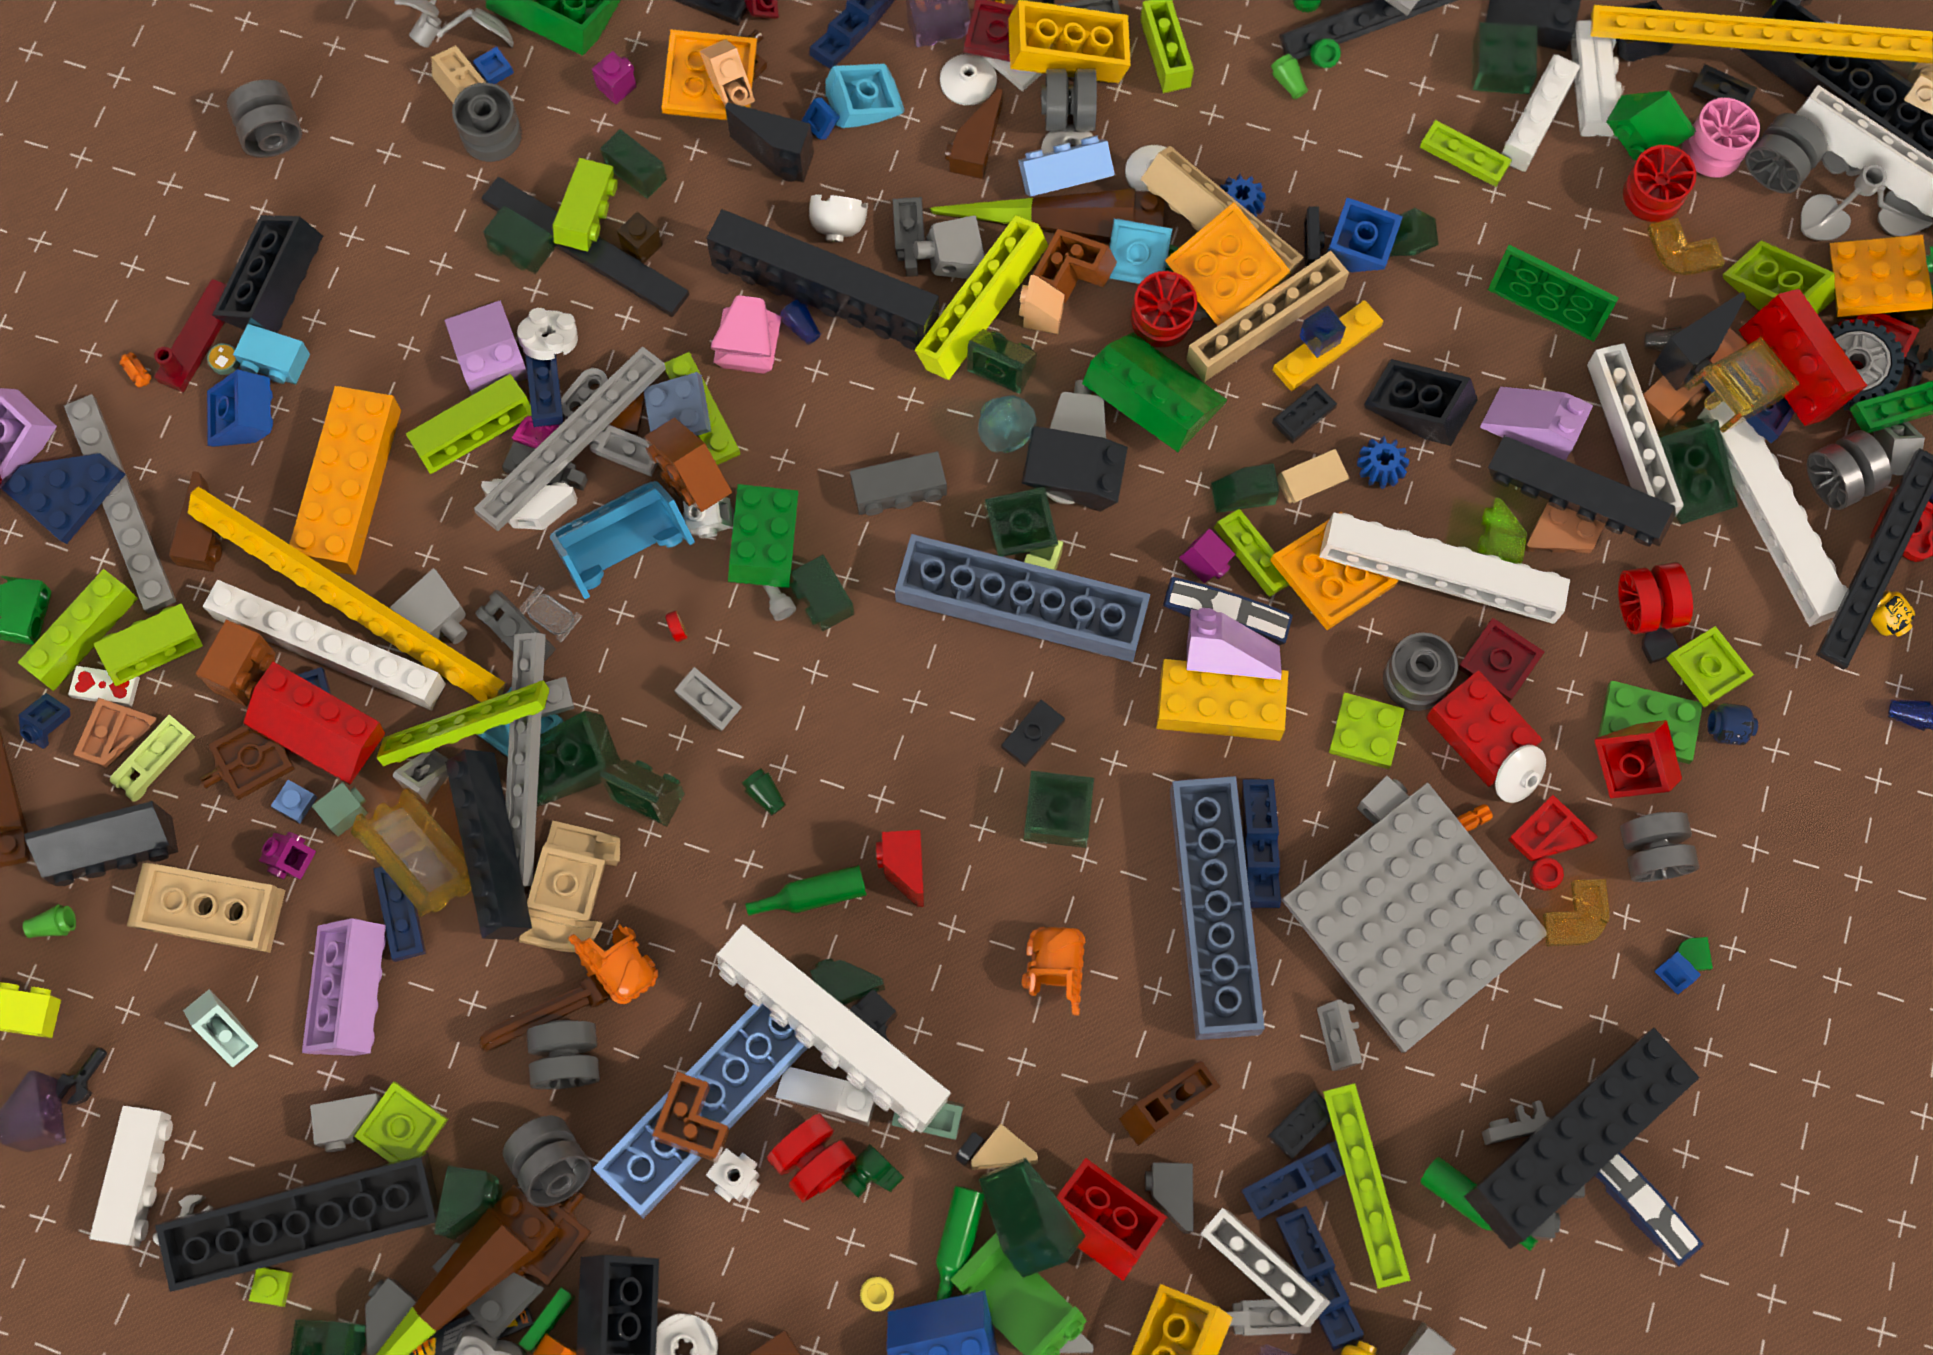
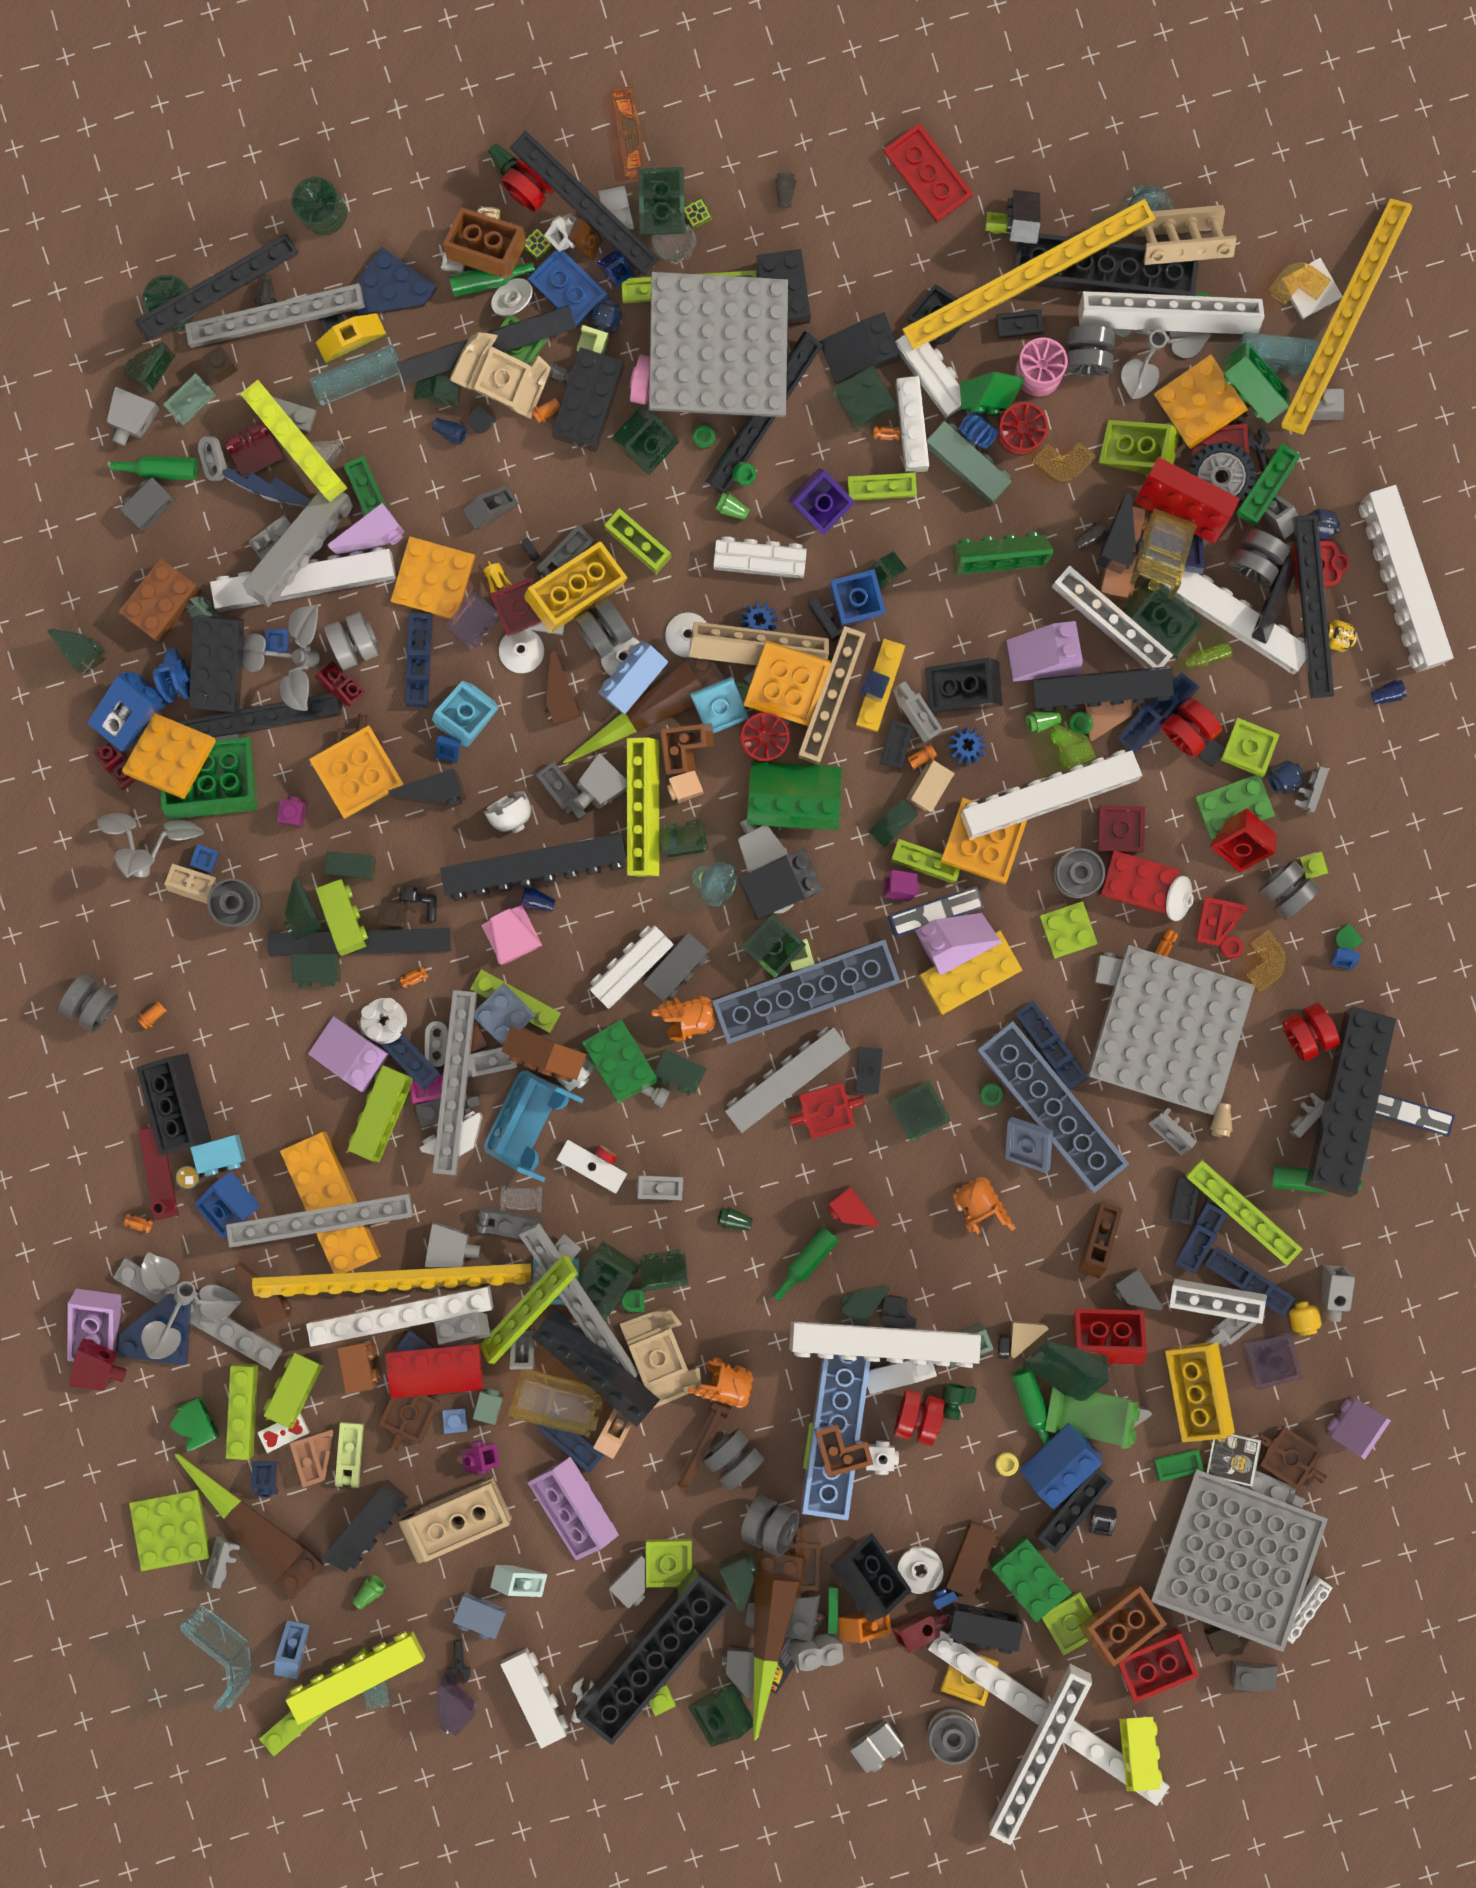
camera: 35 degrees left, 15 degrees up
(113, 432) = (161, 1273): none -> light grey plant
(146, 1037) = (479, 1616): none -> sand blue brick
(317, 476) = (319, 1220): none -> light grey plate
(318, 178) = (151, 1015): none -> orange pin
(379, 699) = (462, 1329): none -> light grey brick
(451, 934) = (612, 1434): none -> light nougat slope
(547, 170) = (300, 912): none -> clear green slope
(588, 805) = (633, 1300): none -> green tile
(612, 315) = (413, 977): none -> orange piece
(646, 615) = (579, 1158): none -> white tile
(673, 234) = (412, 895): none -> black plate
(727, 73) = (372, 768): light nougat slope -> none
(841, 452) = (631, 967): none -> white brick
(877, 542) = (690, 1017): none -> orange helmet
(934, 679) = (787, 1080): none -> light grey brick
(954, 743) = (827, 1110): none -> red plate
(1154, 852) = (991, 1094): none -> green tile
(1160, 929) = (1029, 1144): none -> sand blue plate
(1285, 141) = (760, 558): none -> white brick
(1324, 443) = (922, 756): none -> orange pin
(1350, 395) = (917, 712): none -> light grey hinge
(1390, 122) = (821, 501): none -> dark purple slope
(1406, 1065) = (1222, 1122): none -> tan cone
(1484, 489) = (1041, 720): none -> bright green cone
(1506, 107) = (886, 433): none -> orange piece
(1531, 519) = (1081, 723): none -> green tile
(1577, 186) = (968, 463): none -> sand green brick
(1583, 1025) = (1312, 1031): none -> red wheel
(1605, 564) = (1151, 716): none -> dark blue slope
(1610, 157) = (978, 430): none -> blue gear
(1707, 845) = (1313, 865): none -> lime plate
(1724, 543) = (1210, 655): none -> clear neon green cylinder
(1750, 765) = (1316, 781): none -> light grey plate
(1838, 526) = (1274, 601): none -> black slope

